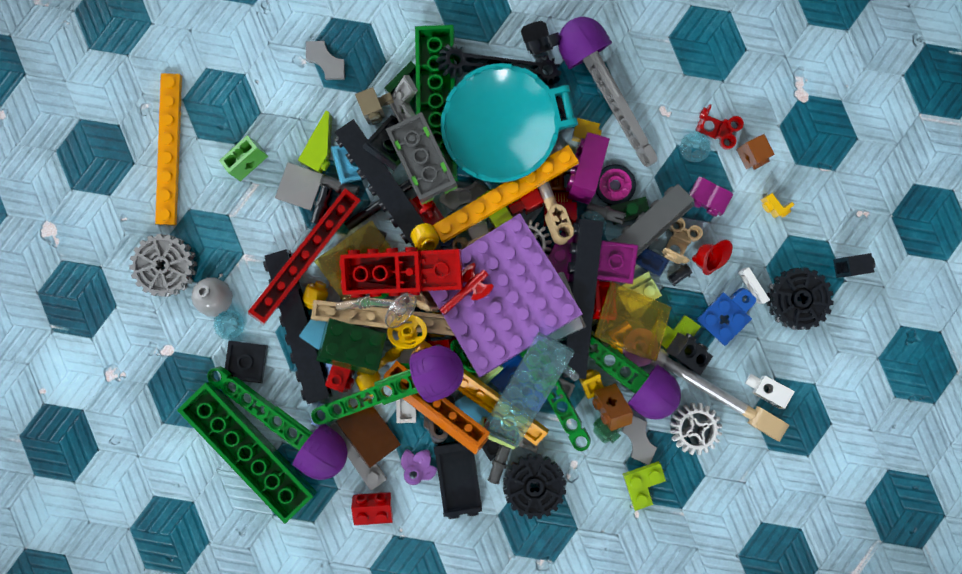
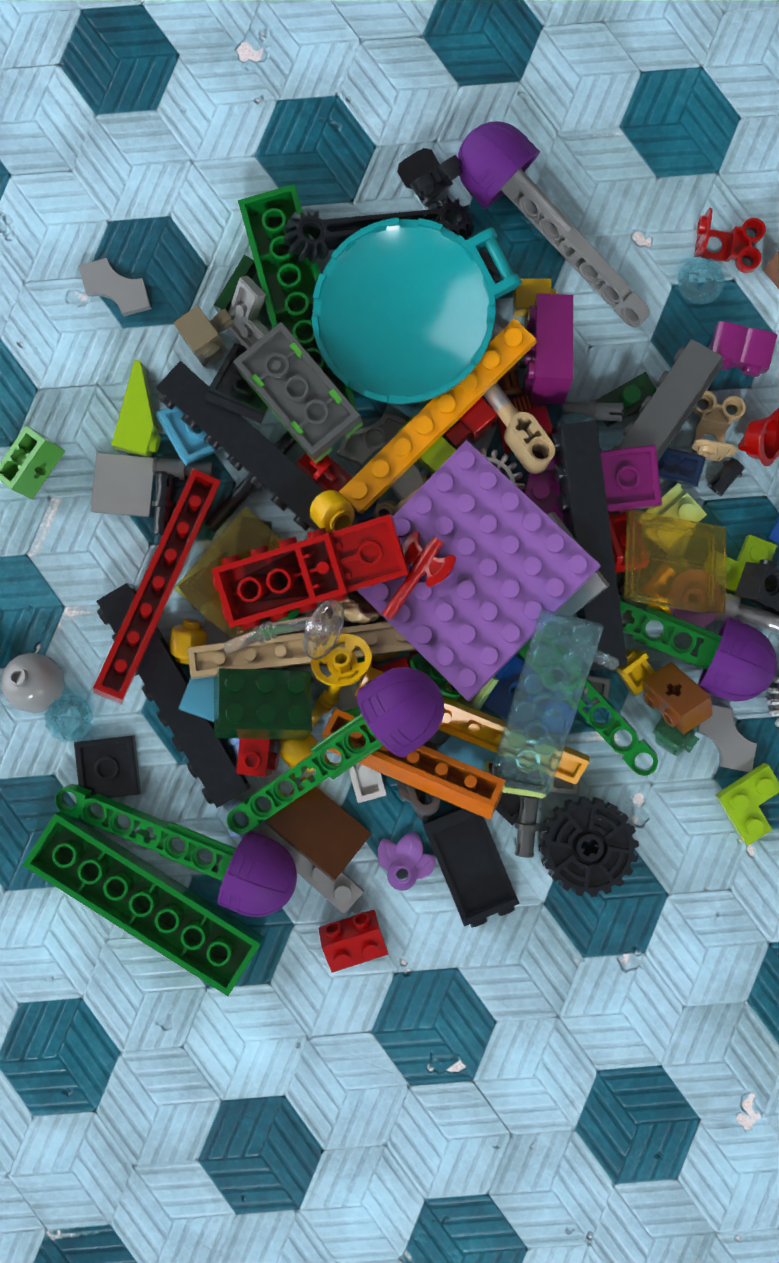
camera: 10 degrees left, 0 degrees up
(626, 180) = (613, 360): dark pink wheel -> none

